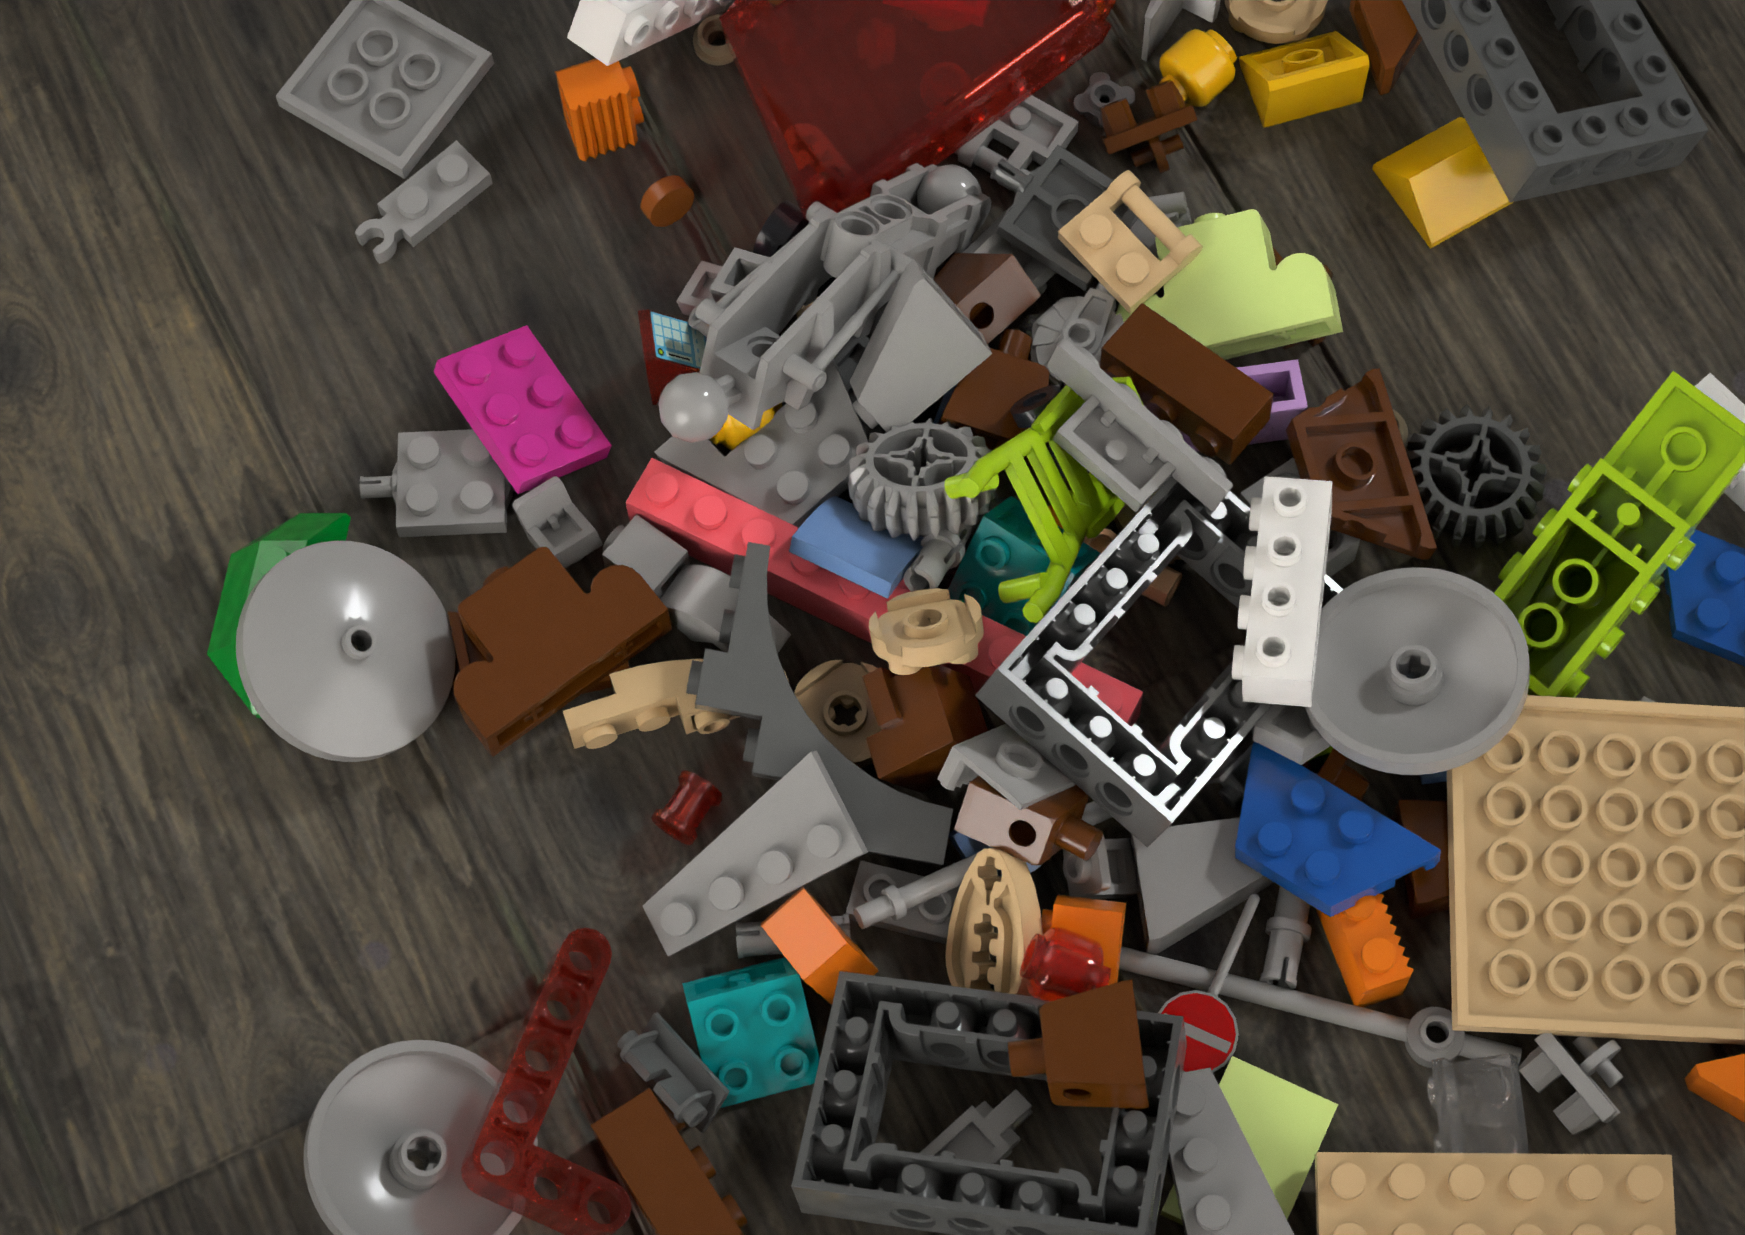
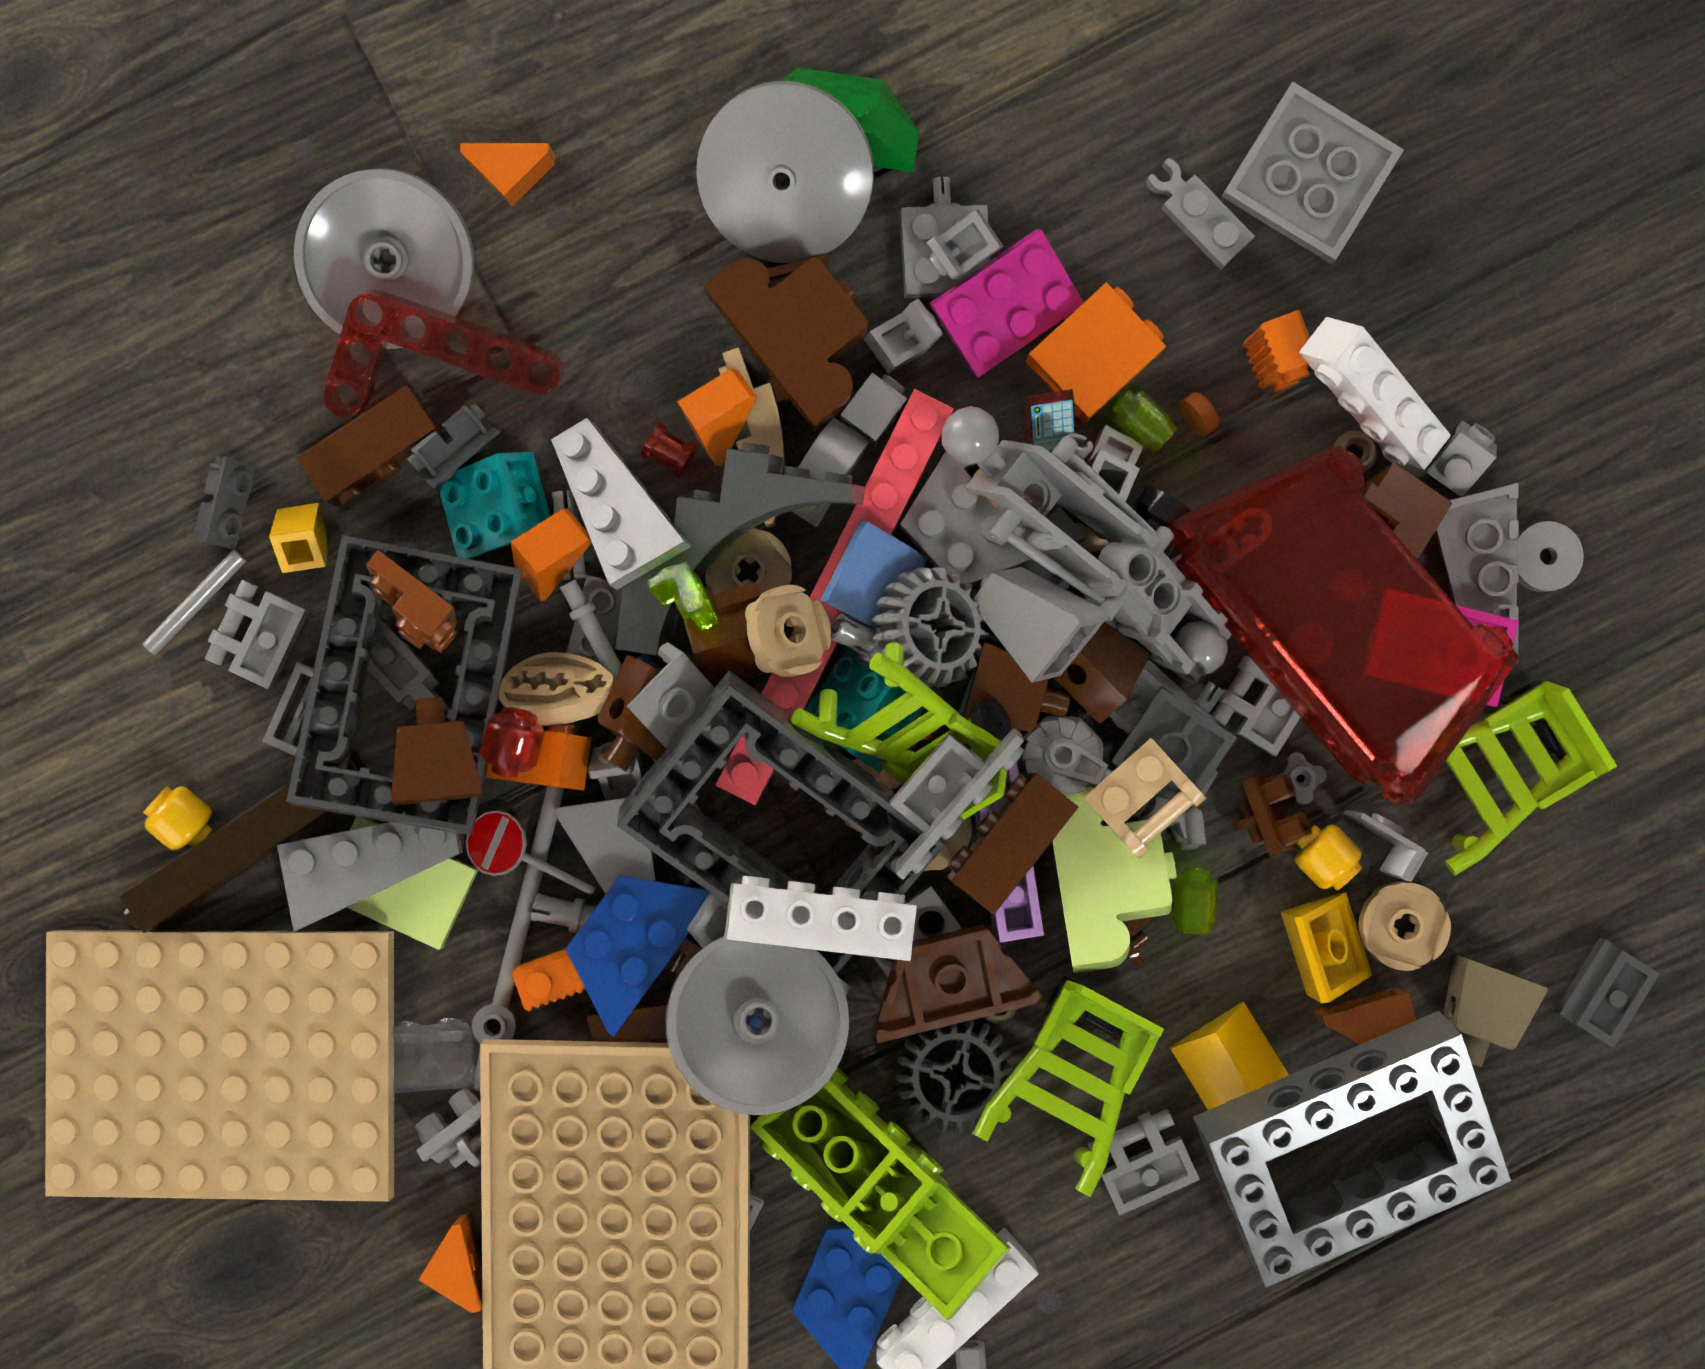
camera: 85 degrees right, 20 degrees up
(309, 1007) = (509, 166): none -> orange slope
(451, 443) = (964, 246): none -> light grey bracket
(584, 310) = (1097, 351): none -> orange brick
(647, 733) = (719, 412): none -> orange slope
(671, 261) = (1143, 420): none -> clear neon green brick
(882, 743) = (684, 587): none -> clear neon green bracket
(891, 1061) = (418, 610): none -> dark orange plate
(1272, 205) = (1195, 901): none -> clear neon green brick
(1437, 273) = (1062, 1010): none -> lime hand
(1584, 265) = (1150, 1173): none -> light grey plate

